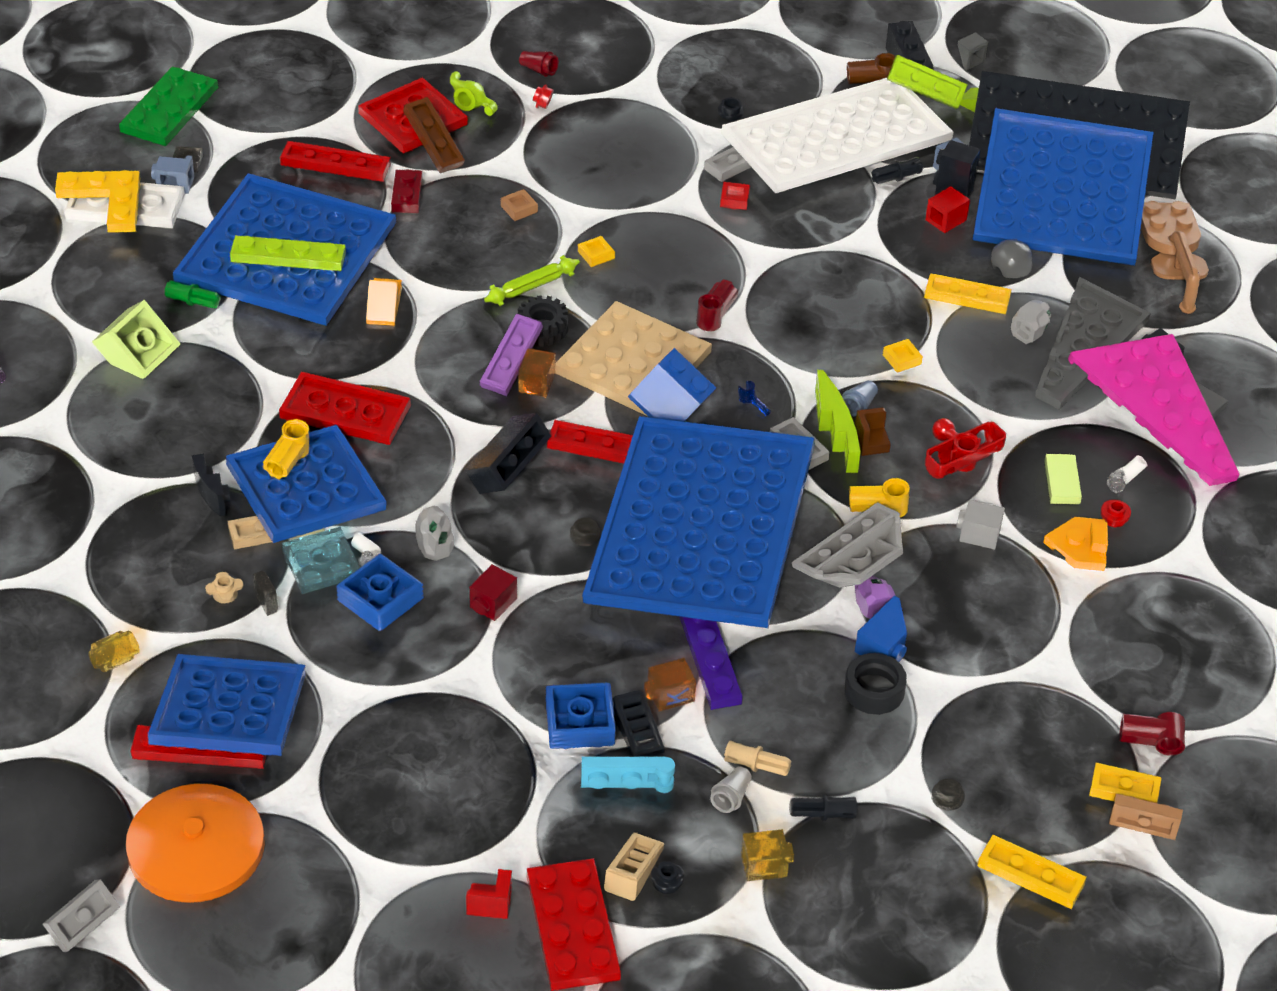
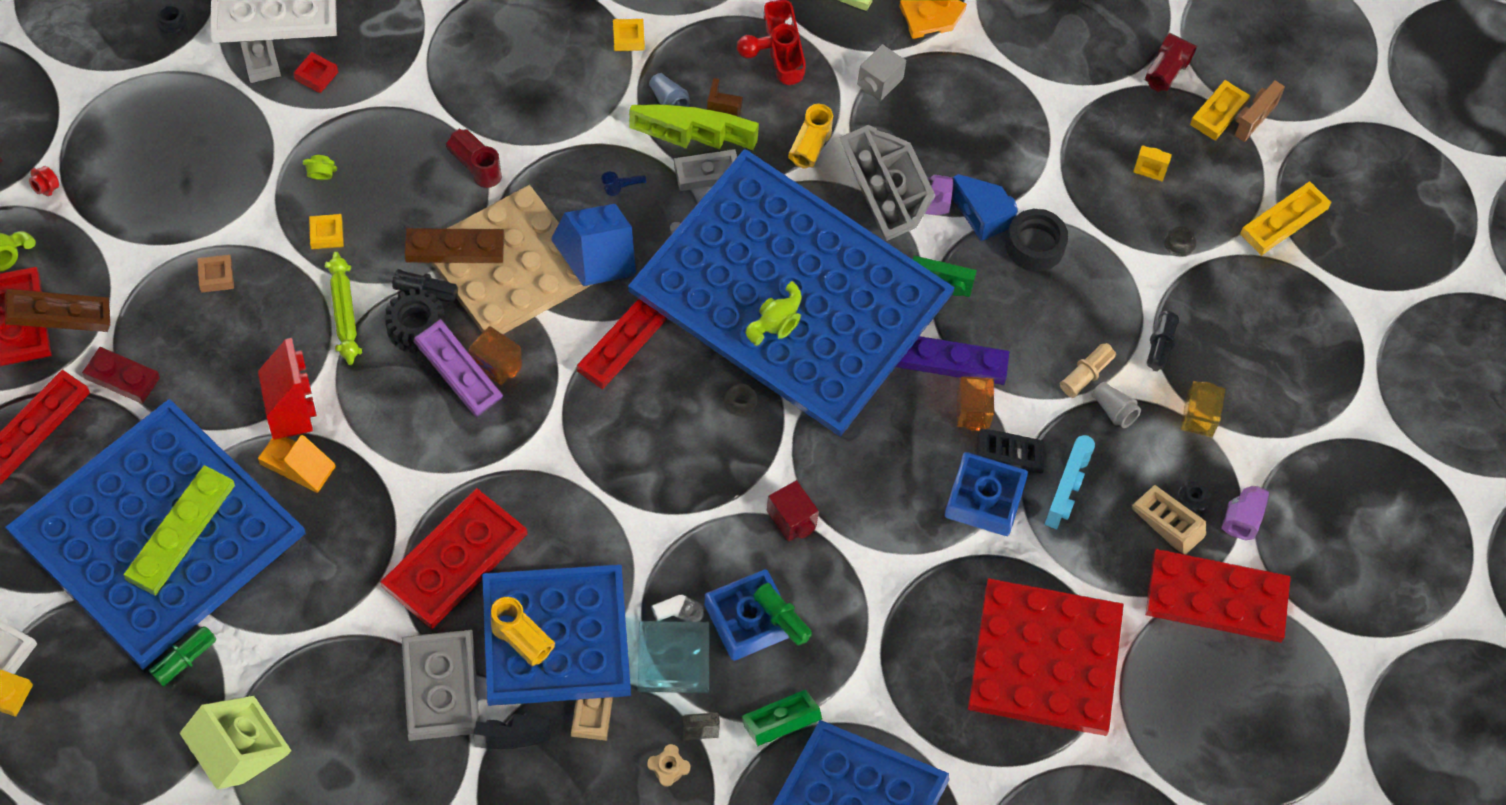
camera: 70 degrees left, 15 degrees up
(233, 434) = (440, 684): none -> light grey tile
(296, 641) = (781, 717): none -> green plate
(379, 597) = (782, 614): none -> green axle
(429, 266) = (285, 392): none -> red slope
(434, 533) = (691, 536): light grey rock -> none
(445, 810) = (1046, 657): none -> red plate
(489, 899) = (1168, 651): red panel -> none
(508, 453) = (609, 425): black brick -> none
(577, 315) = (441, 289): none -> black axle
(619, 314) = (454, 245): none -> reddish brown plate
(648, 225) = (319, 167): none -> lime plate
(659, 508) = (777, 316): none -> lime piece
(671, 919) = (1246, 513): none -> medium lavender rock
(790, 633) = (957, 276): none -> green plate
(1022, 746) = (1152, 163): none -> yellow plate

